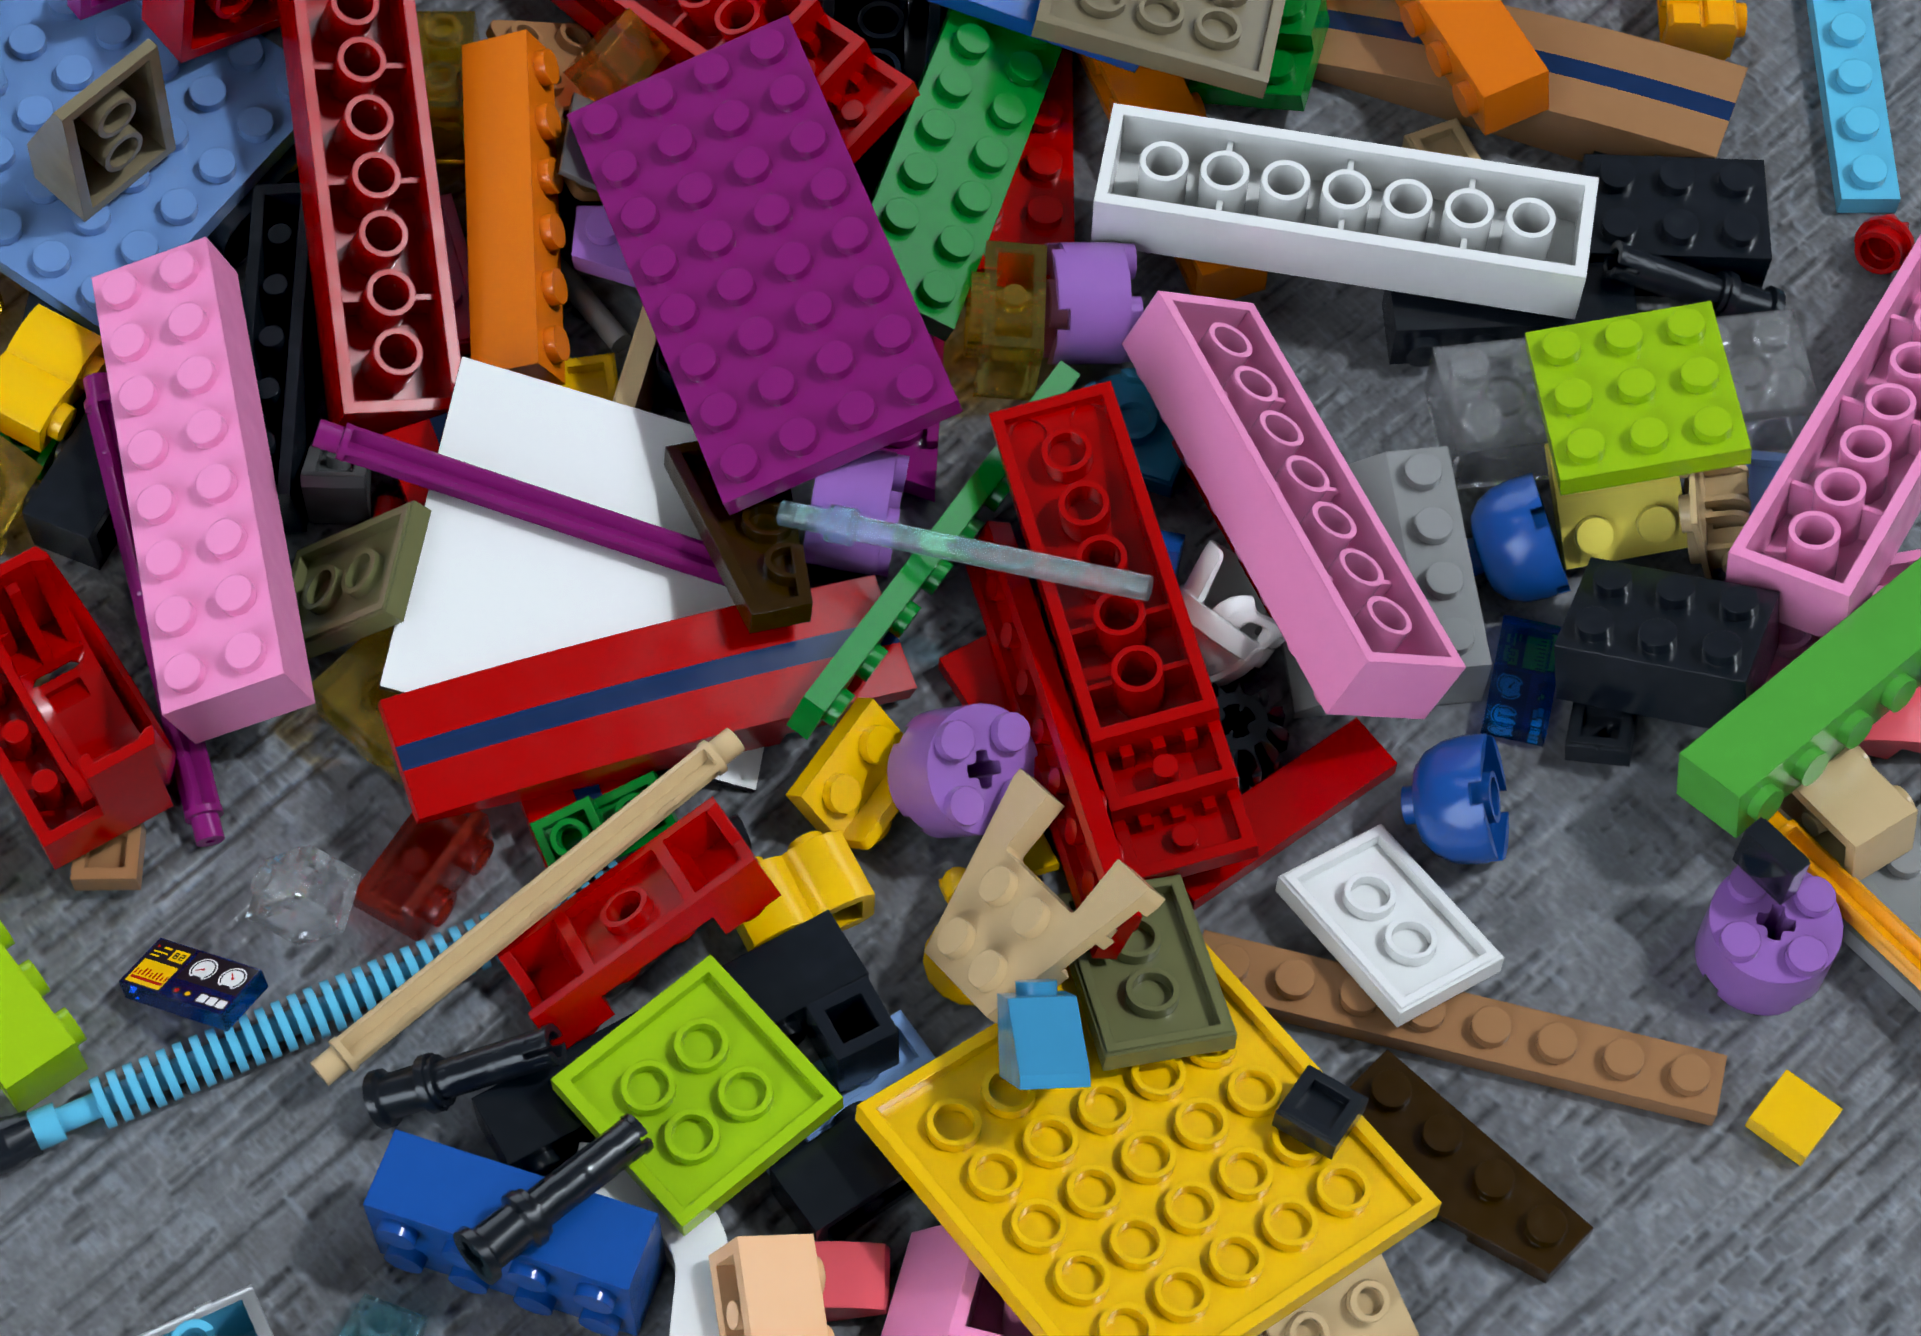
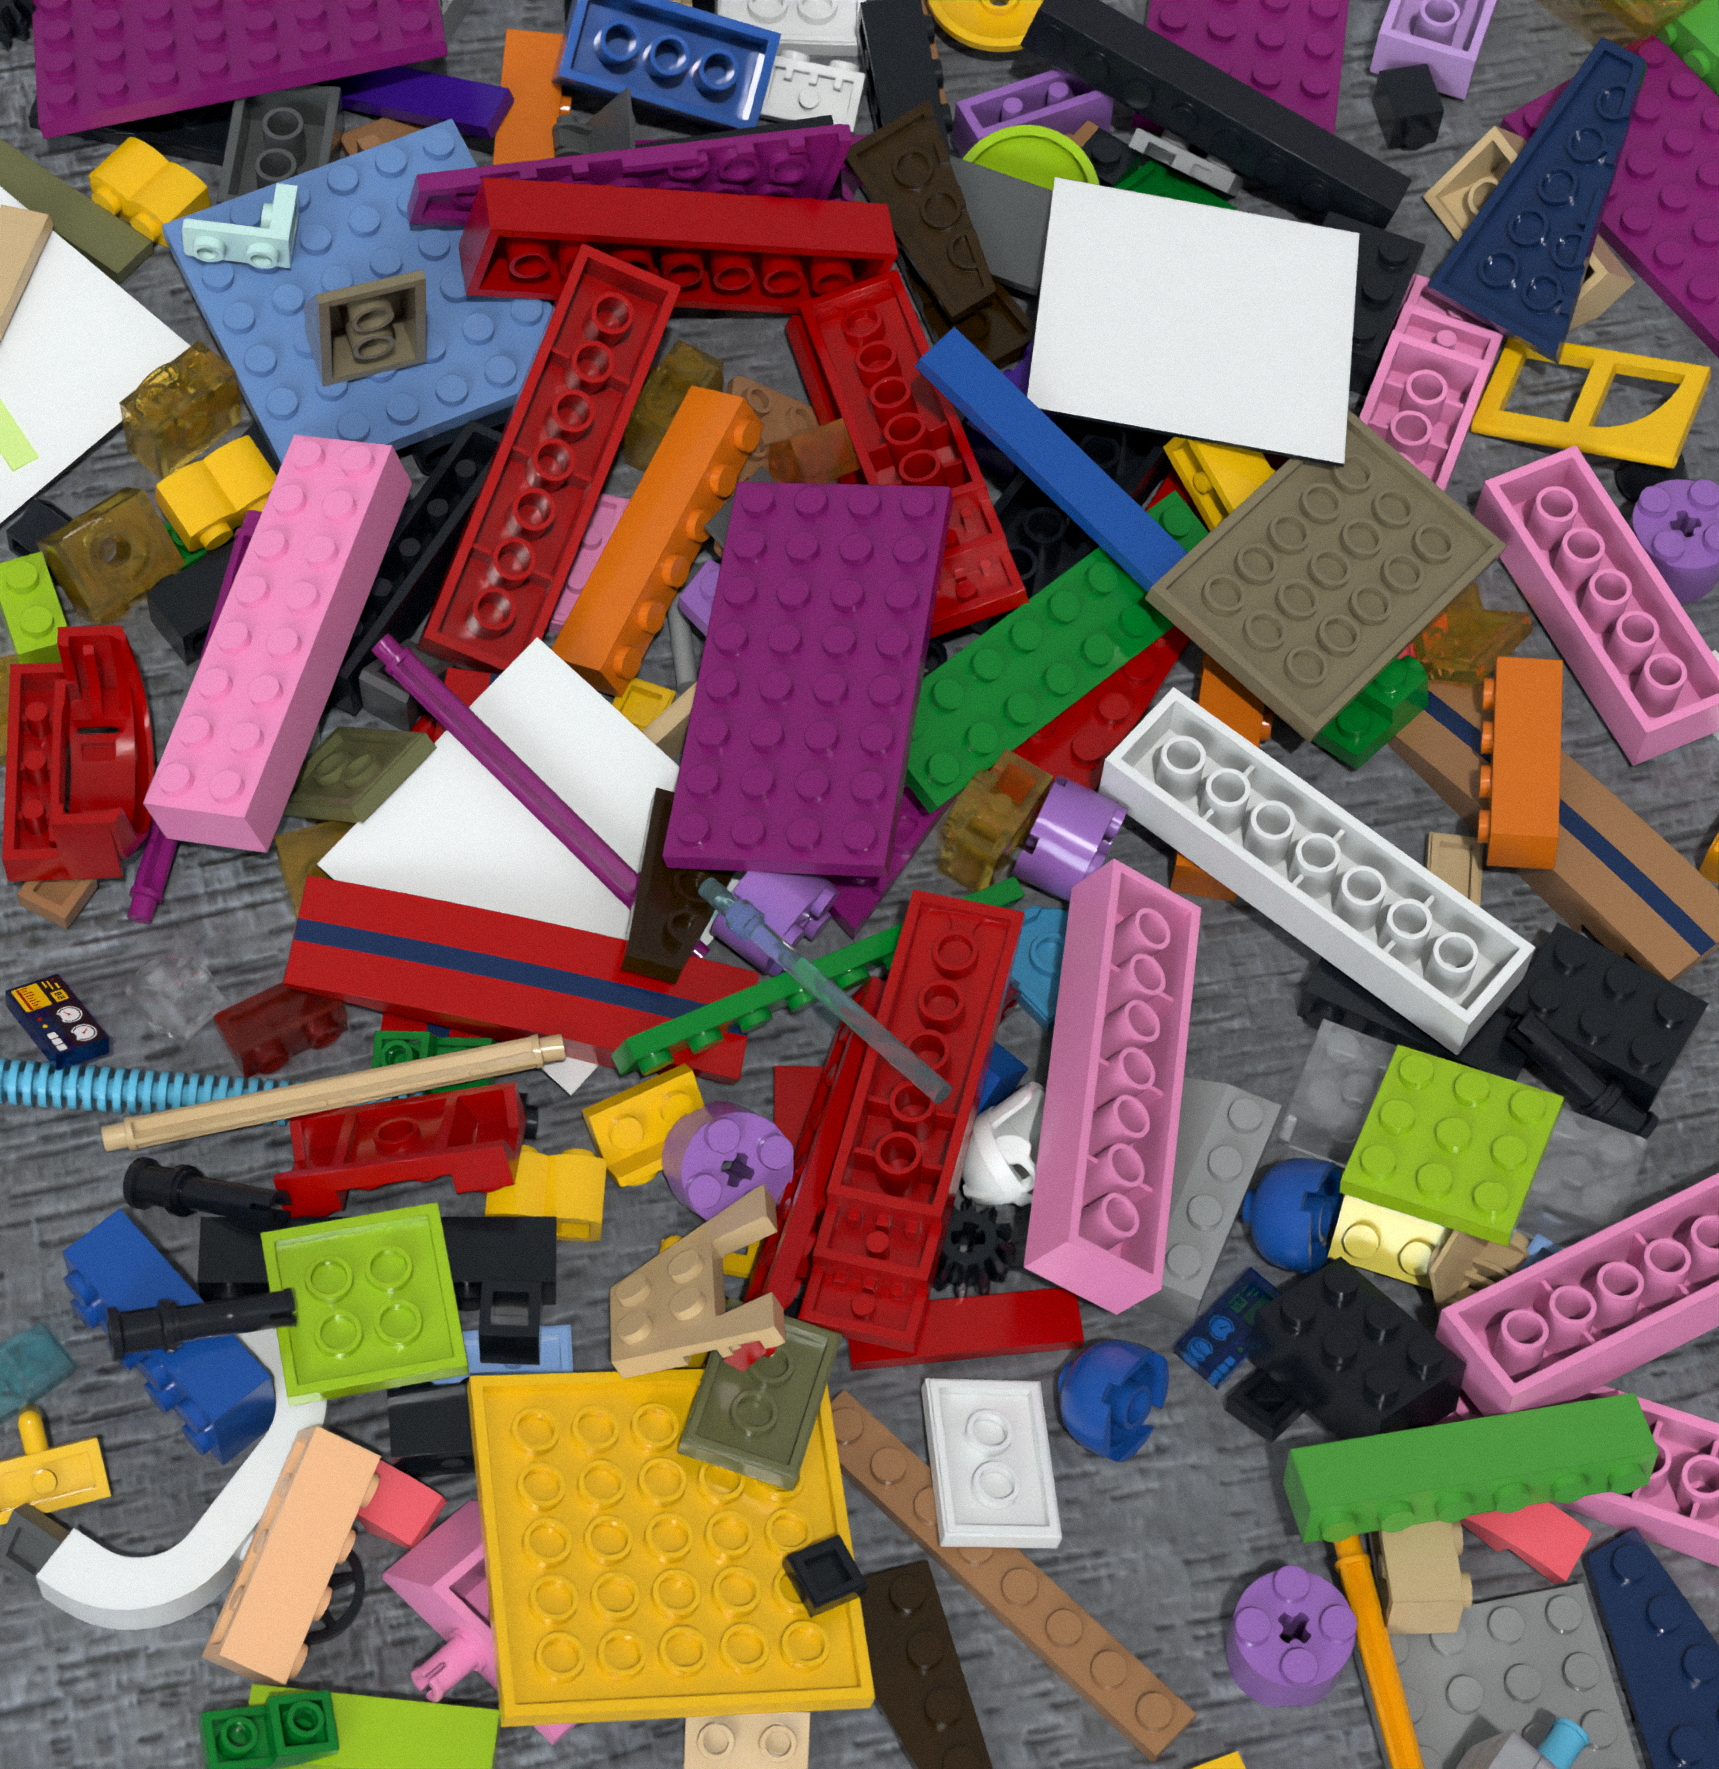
camera: 25 degrees right, 0 degrees up
(1041, 1037) = (631, 1398): dark azure slope -> none
(1771, 860) = (1310, 1574): black tile -> none

